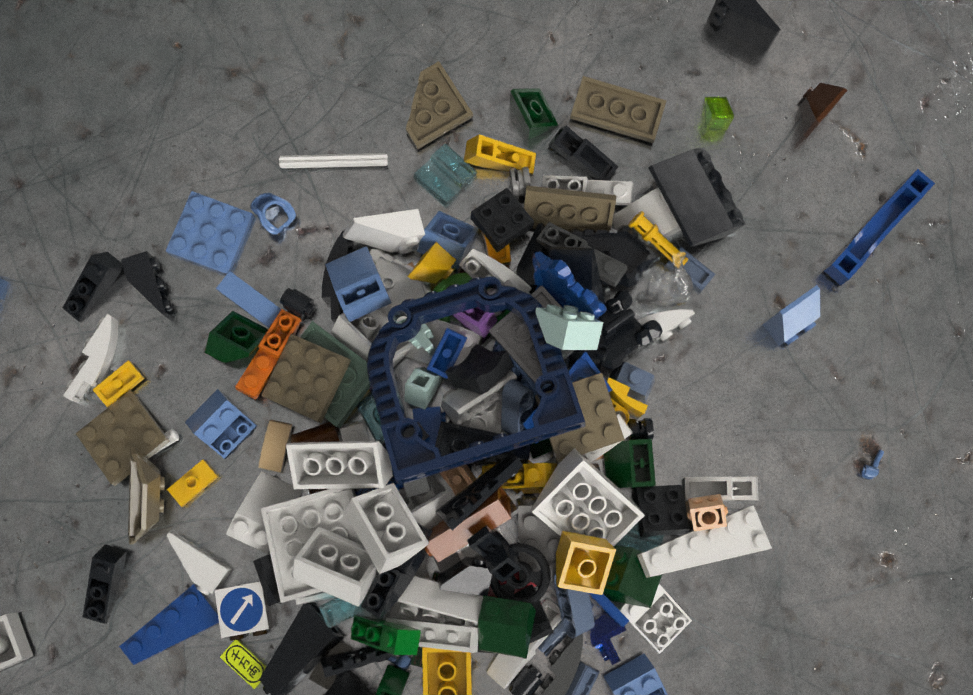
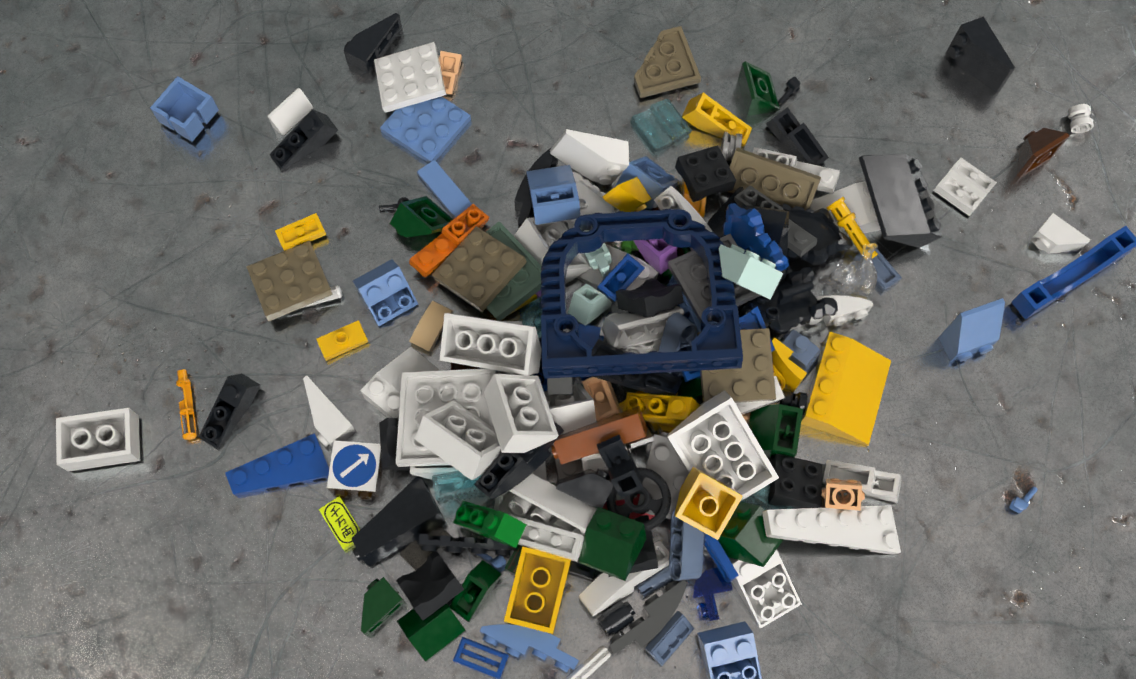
camera: 15 degrees right, 10 degrees down
(60, 590) = (186, 405): none -> light orange piece
(69, 258) = (290, 112): none -> white slope
(101, 351) = (292, 201): white slope -> none
(129, 162) = (371, 43): none -> black slope
(142, 274) = (353, 140): black slope -> none
(144, 495) = (293, 336): dark tan wedge -> none
(179, 189) = (409, 77): none -> white plate
(205, 330) = (392, 206): none -> black hand
(215, 173) = (450, 67): none -> light nougat slope
(260, 205) = (484, 107): medium blue piece -> none
(297, 303) = (489, 202): black brick -> none
(333, 160) = (558, 88): white axle -> none
(471, 497) = (626, 403): black wing -> none
(567, 97) = (793, 85): none -> black hand
(618, 109) = (840, 108): dark tan plate -> none
(687, 402) = (846, 389): none -> yellow slope
(717, 113) = (936, 135): clear neon green slope -> none
(756, 161) = (965, 186): none -> white slope
(853, 60) = (1080, 118): none -> white wheel
(855, 192) = (1059, 237): none -> white slope

